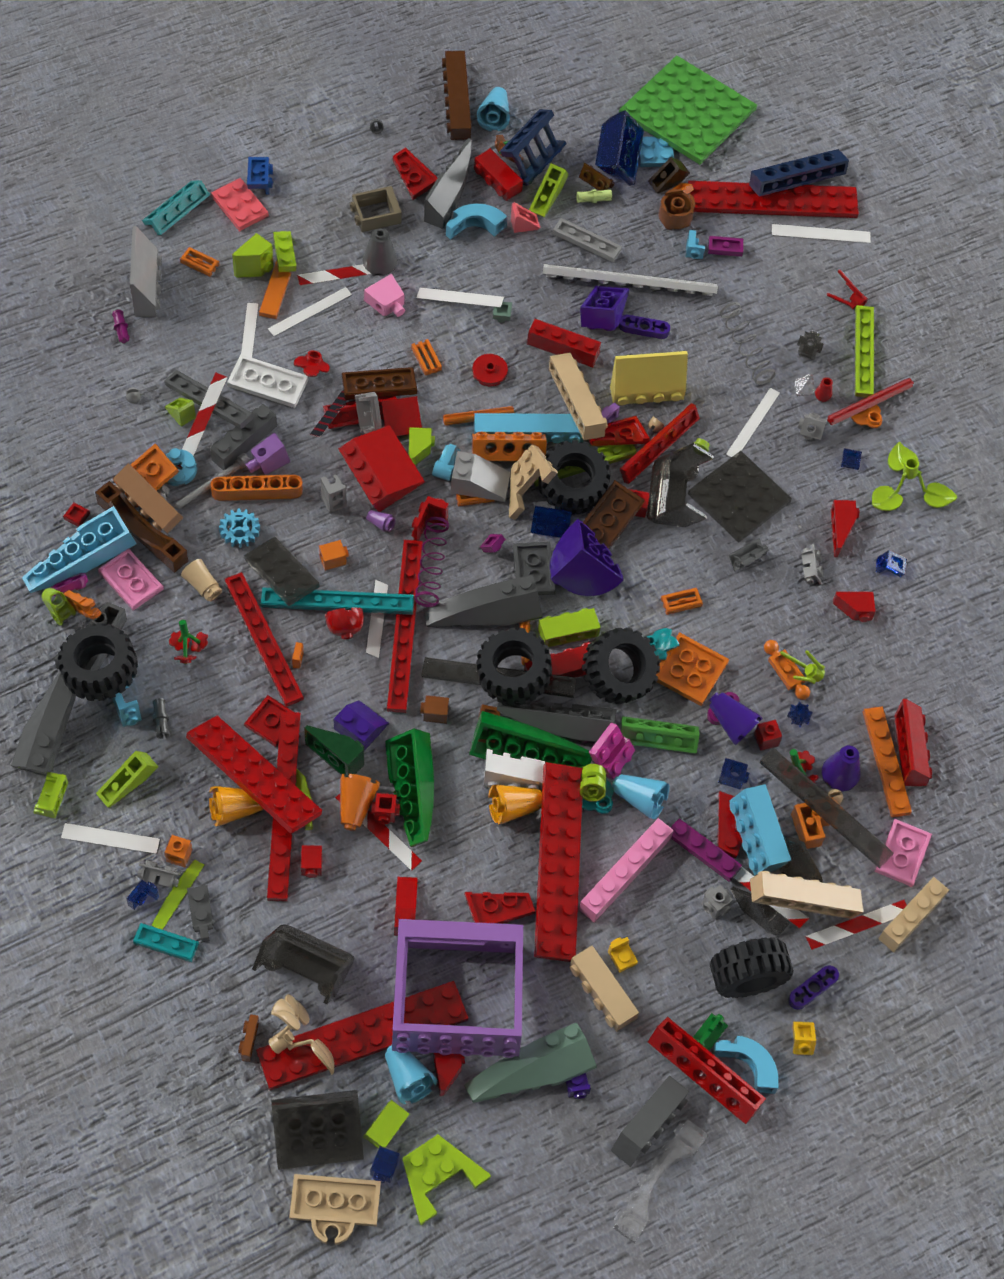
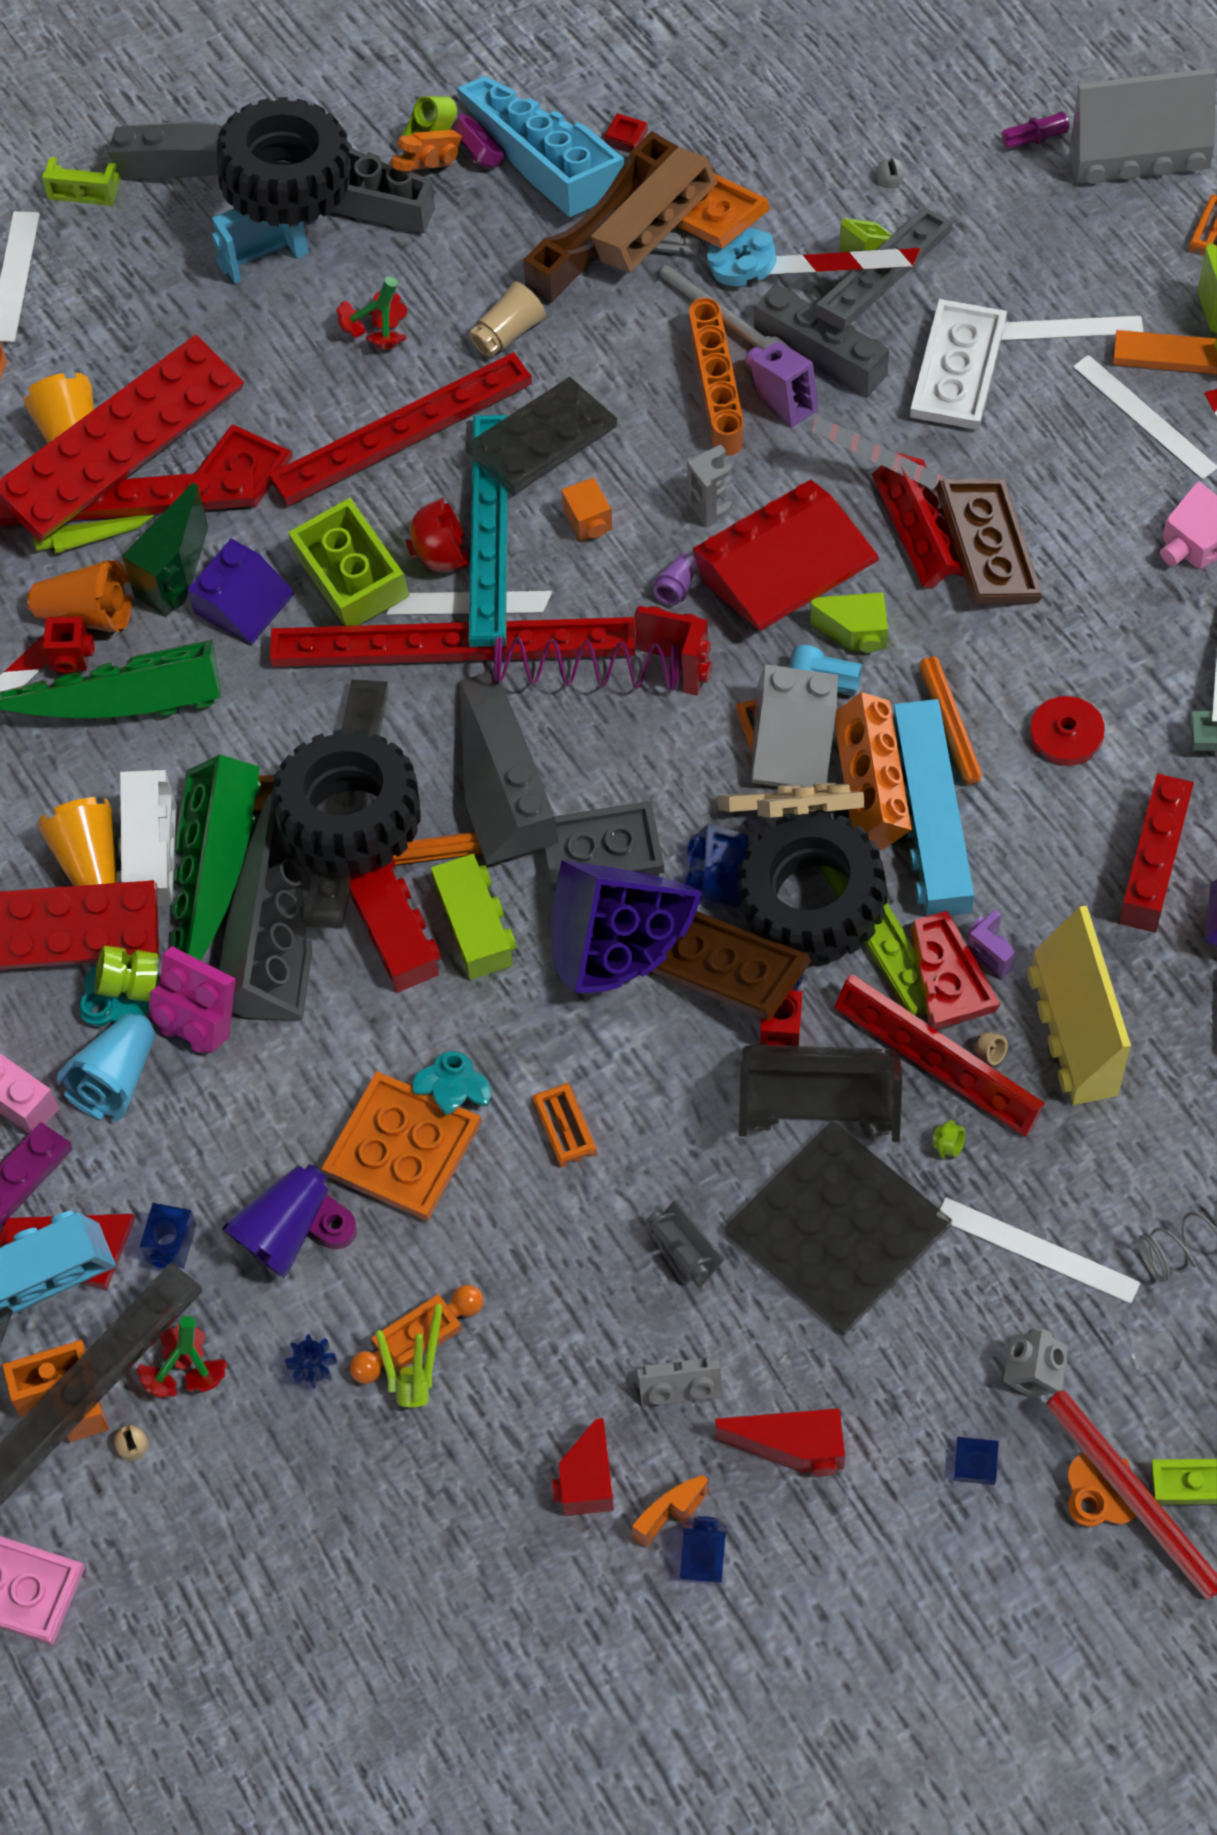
camera: 95 degrees right, 0 degrees up
(127, 778) = (118, 275): lime slope -> none
(130, 579) = (505, 227): bright pink tile -> none
(160, 718) = (232, 304): dark grey pin -> none
(239, 528) = (625, 361): medium azure gear -> none
(297, 655) = (370, 481): orange tile -> none
(312, 363) = (1006, 425): red plate -> none
(354, 665) = (349, 563): none -> lime brick
(368, 412) = (908, 525): light grey hinge -> none
(401, 414) = (913, 581): red tile -> none
(420, 345) = (1071, 612): orange tile -> none
(435, 709) = (276, 708): dark orange brick -> none
(493, 543) = (648, 768): magenta plate -> none
(577, 396) = (1010, 875): tan brick -> none
(642, 658) = (327, 983): black tyre -> none
(660, 734) = (241, 1092): bright green fence -> none
(768, 735) = (256, 1297): red brick -> none
(824, 390) = (1144, 1391): red cone -> none
(842, 769) = (187, 1451): dark purple cone -> none
(870, 570) = (678, 1502): none -> orange slope
(887, 762) = (218, 1548): orange plate -> none
(904, 459) = (993, 1578): lime plant -> none
(912, 744) = (247, 1590): red slope -> none

